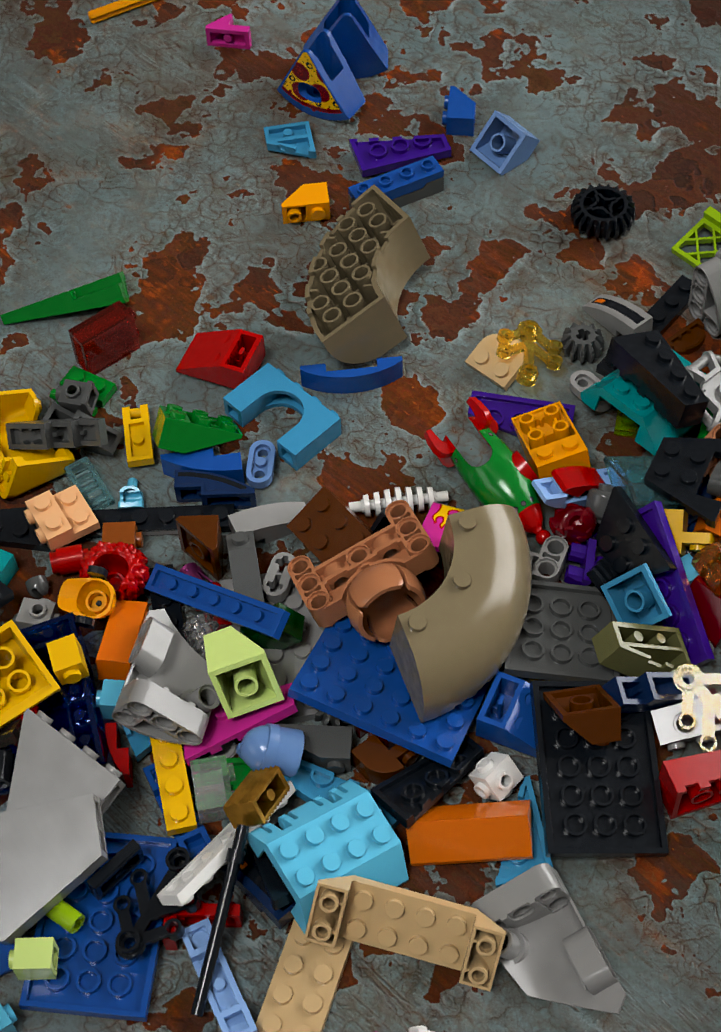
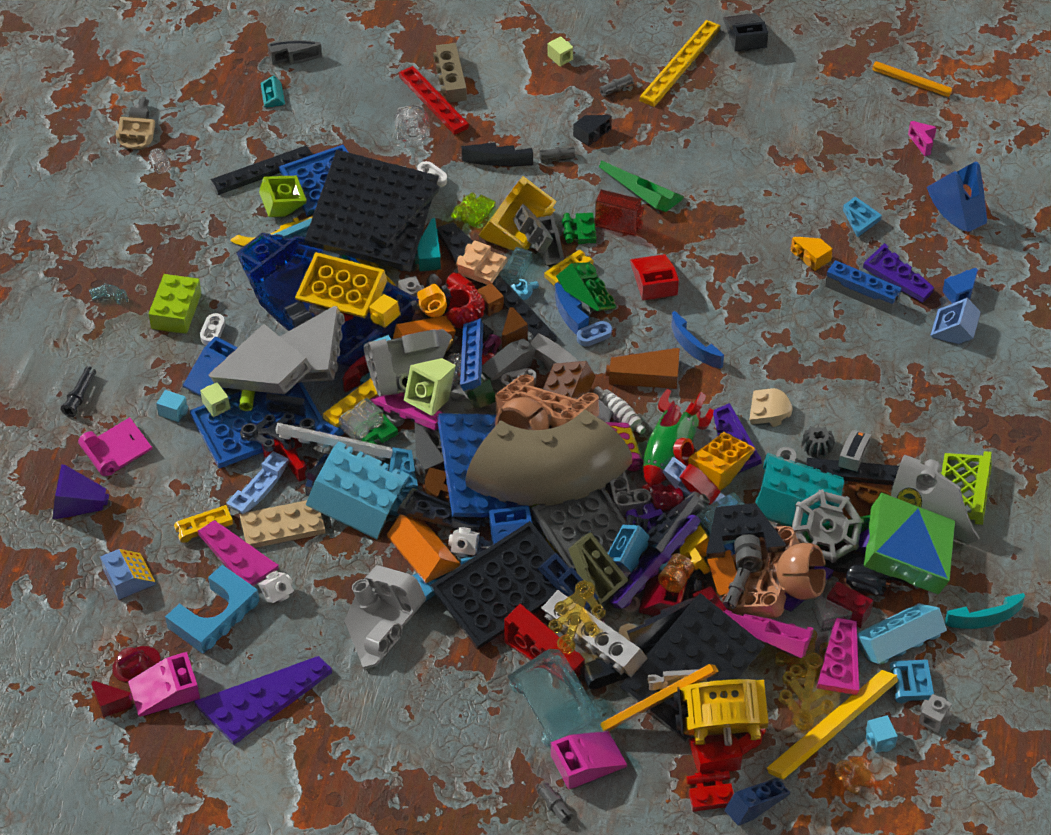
camera: 55 degrees right, 5 degrees down
(77, 396) = (564, 220): dark grey brick -> none
(212, 489) = (555, 319): dark blue slope -> none
(235, 858) = (322, 444): black bar -> none
(256, 797) = (364, 435): pearl gold brick -> none
(272, 389) = (644, 306): dark azure arch -> none
(272, 746) = (400, 428): medium blue helmet -> none
(322, 82) = (913, 202): blue piece -> none
(359, 441) = (645, 369): none -> dark orange slope
(361, 278) = (764, 305): dark tan brick -> none
(407, 925) = (340, 535): tan slope -> none
(529, 332) = (802, 410): clear yellow plant -> none
(588, 712) = (524, 553): reddish brown slope -> none
(602, 212) = (941, 401): black gear -> none
(659, 376) = (799, 473): black wedge -> none

